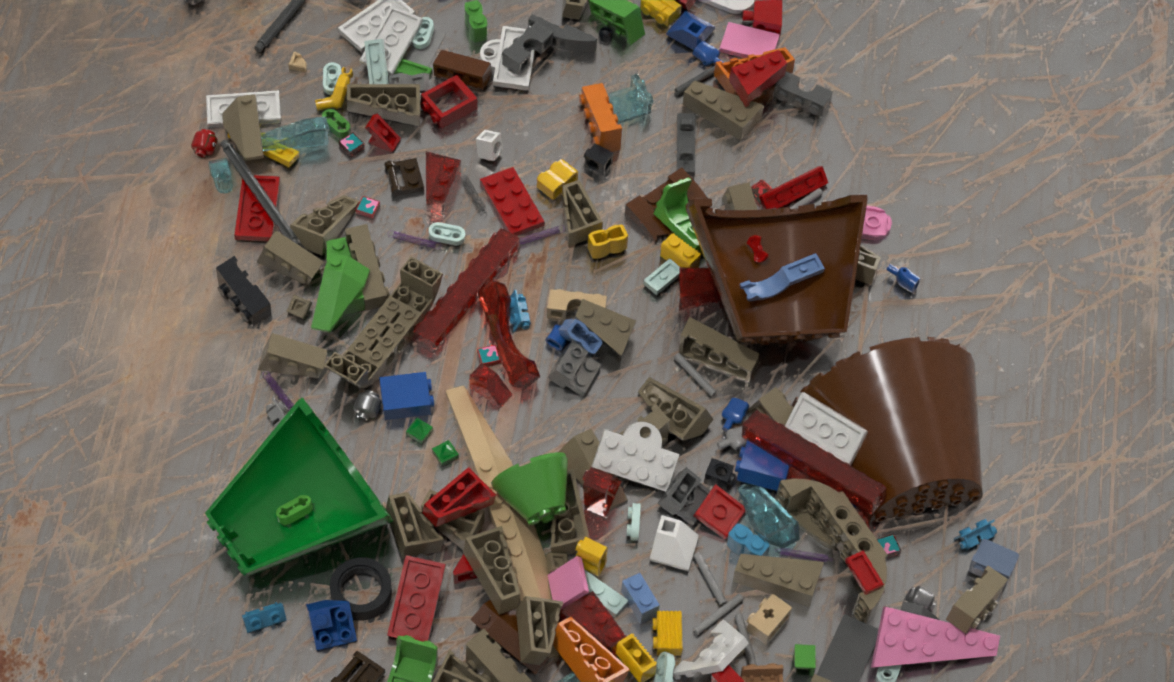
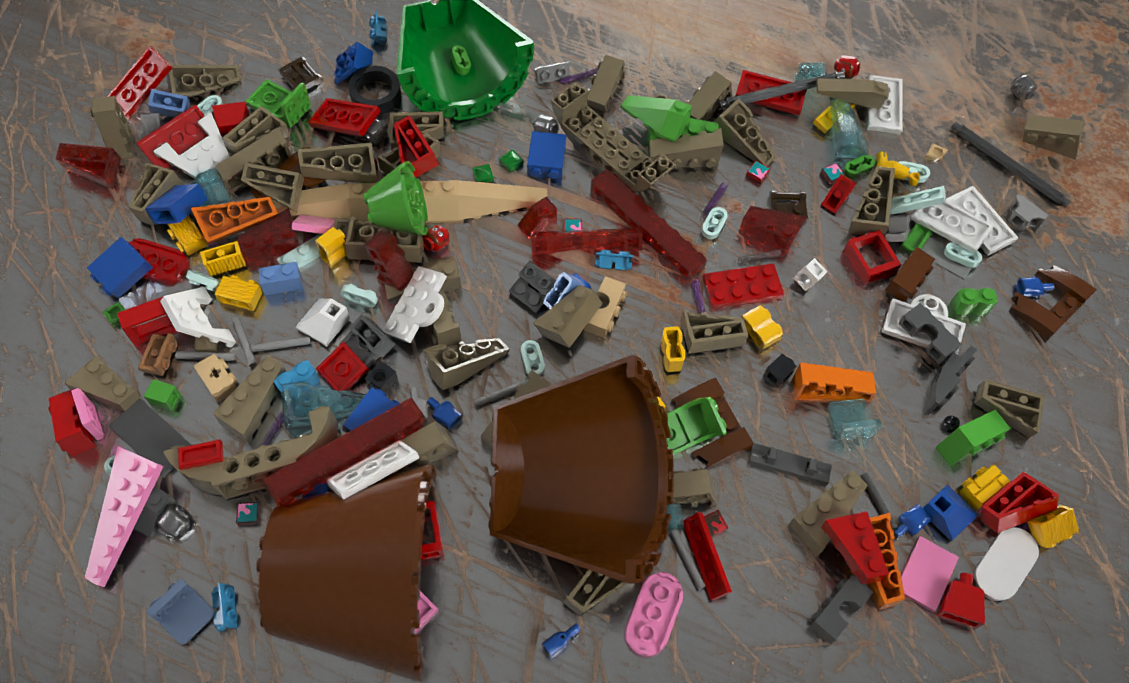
camera: 105 degrees right, 5 degrees up
(241, 292) = (682, 62): black wedge -> none
(651, 355) = (534, 359): none -> light aqua plate
(759, 255) = (629, 476): red piece -> none
(783, 278) = (576, 491): medium blue piece -> none
(978, 601) = (133, 565): dark tan wedge -> none

